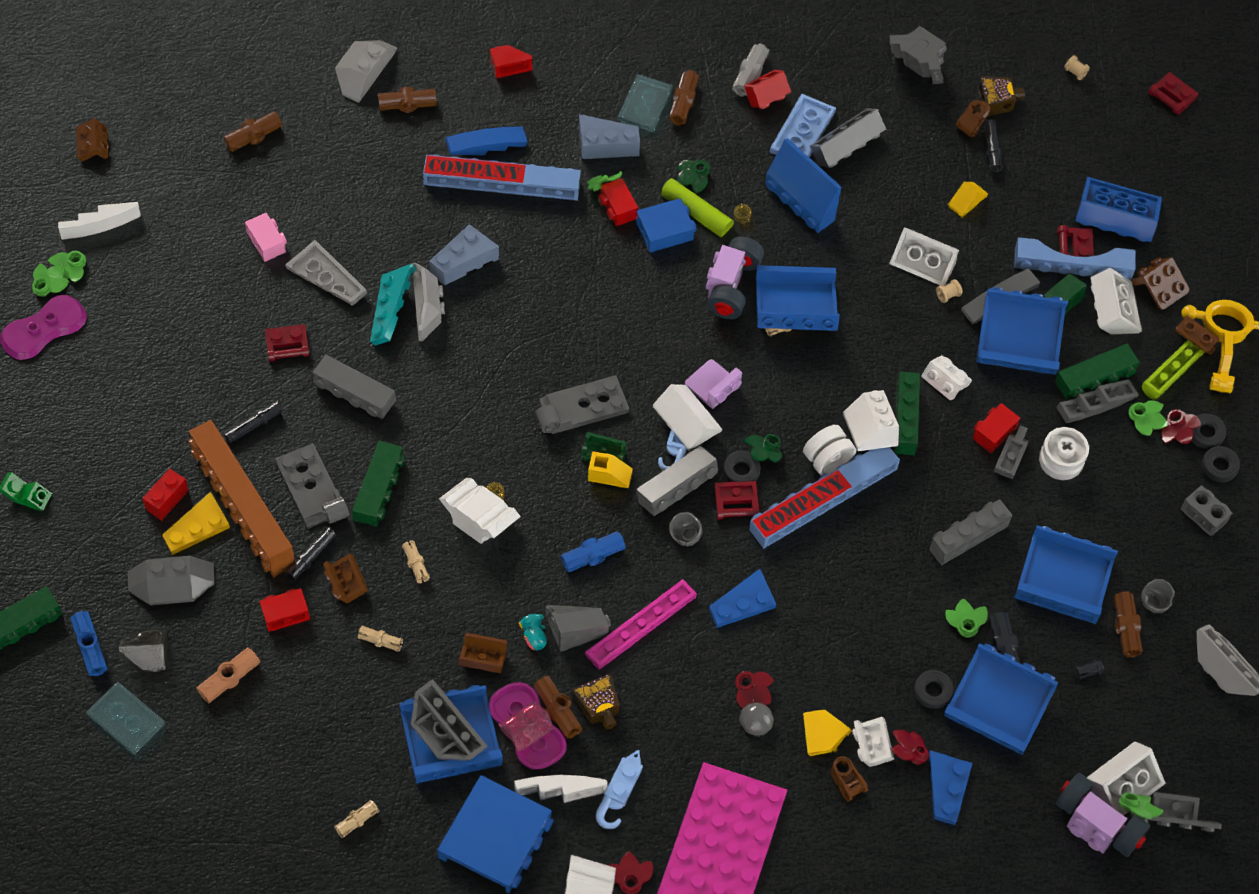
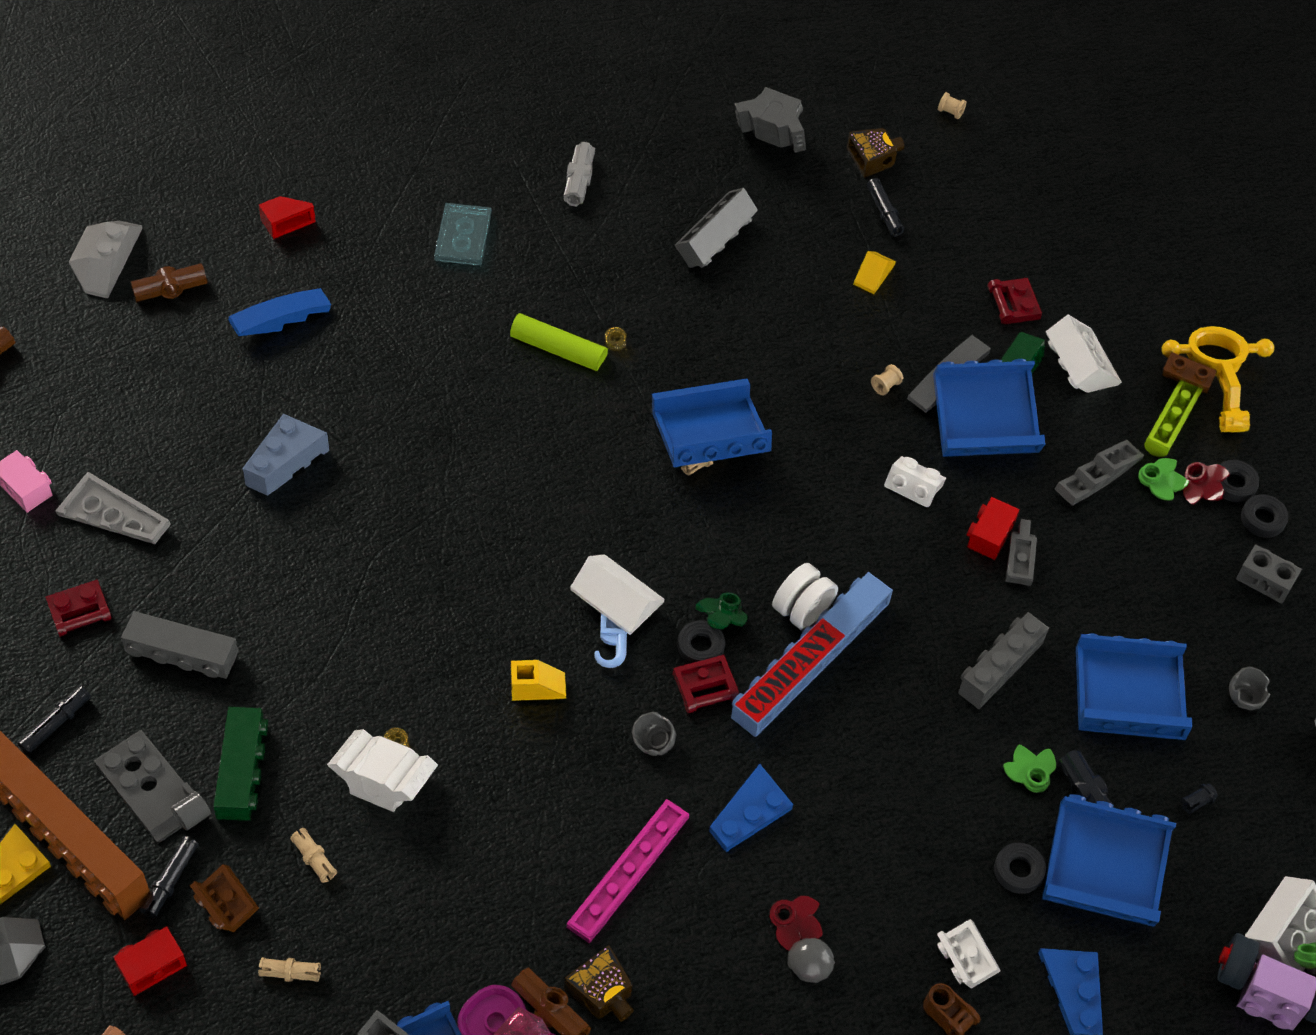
camera: 15 degrees left, 5 degrees down
(389, 303) = (202, 529): teal wing -> none
(427, 301) = (250, 517): light grey wedge -> none
(483, 653) = (433, 956): reddish brown bracket -> none
(501, 177) = (309, 351): medium blue brick -> none
(534, 632) = (493, 915): teal animal -> none
(562, 411) = (457, 620): dark grey hinge -> none
(576, 625) = (545, 890): dark grey slope -> none
(593, 551) = (542, 789): blue piece -> none
(595, 183) = (430, 335): bright green plate -> none
(602, 444) = (518, 650): dark green hinge -> none
(607, 138) = (428, 282): sand blue wedge -> none
(618, 201) = (462, 353): red brick -> none
(665, 225) = (526, 369): blue brick -> none
(677, 480) = (626, 675): brick -> none
(684, 97) = (509, 219): reddish brown piece -> none
(691, 175) = (542, 306): dark green plate -> none
(713, 383) = (637, 545): lavender bracket -> none
(726, 273) = (622, 440): brick -> none
(767, 89) = (606, 190): red brick -> none
(803, 186) = (682, 290): blue slope -> none
(805, 124) = (658, 230): light blue tile -> none
(823, 732) = (901, 957): yellow slope -> none
(872, 422) = (846, 551): white slope -> none
(907, 412) = (883, 533): dark green brick -> none
(910, 747) = (1015, 950): dark red plate -> none
(924, 257) = (846, 345): white slope -> none
(972, 119) = (853, 181): reddish brown piece -> none
(1037, 256) = (975, 319): medium blue arch -> none
(1064, 453) = (1083, 541): white wheel -> none
(1097, 371) = (1088, 438): dark green brick -> none
(1119, 209) = (1051, 251): blue slope -> none
(1128, 624) = (1225, 731): reddish brown piece -> none
(1162, 281) = (1128, 320): reddish brown bracket -> none
(1174, 89) = (1067, 113): dark red plate -> none

